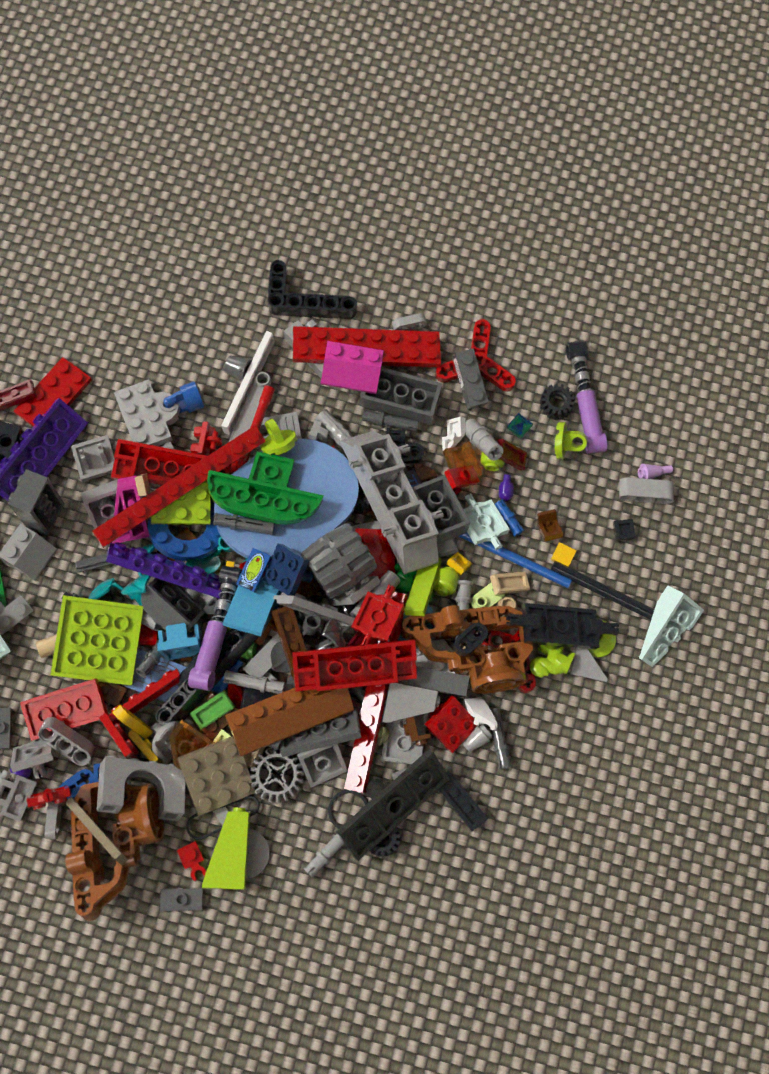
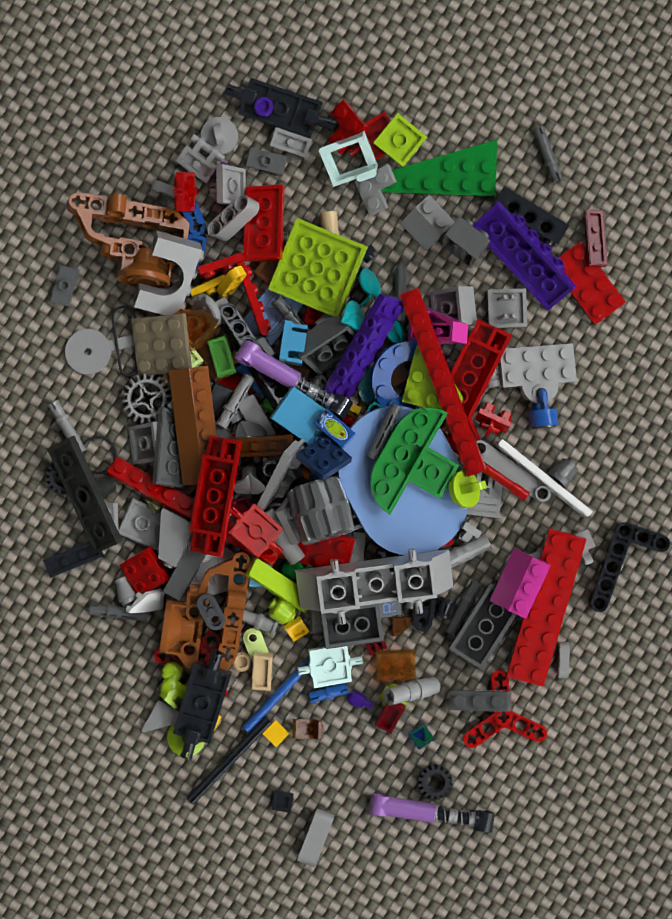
camera: 110 degrees right, 15 degrees up
(96, 831) = (139, 226): dark tan tile -> none
(142, 484) = (453, 346): tan tile -> none
(191, 857) = (99, 304): red plate -> none
(230, 856) = (85, 337): lime slope -> none
(411, 730) = (149, 531): reddish brown bracket -> none
(455, 432) = (430, 668): white slope -> none
(461, 477) = (378, 657): red plate -> none
(564, 440) = (387, 774): lime tile -> none
(649, 471) = (334, 847): lavender cone -> none
(670, 619) = (183, 814): light aqua wedge -> none

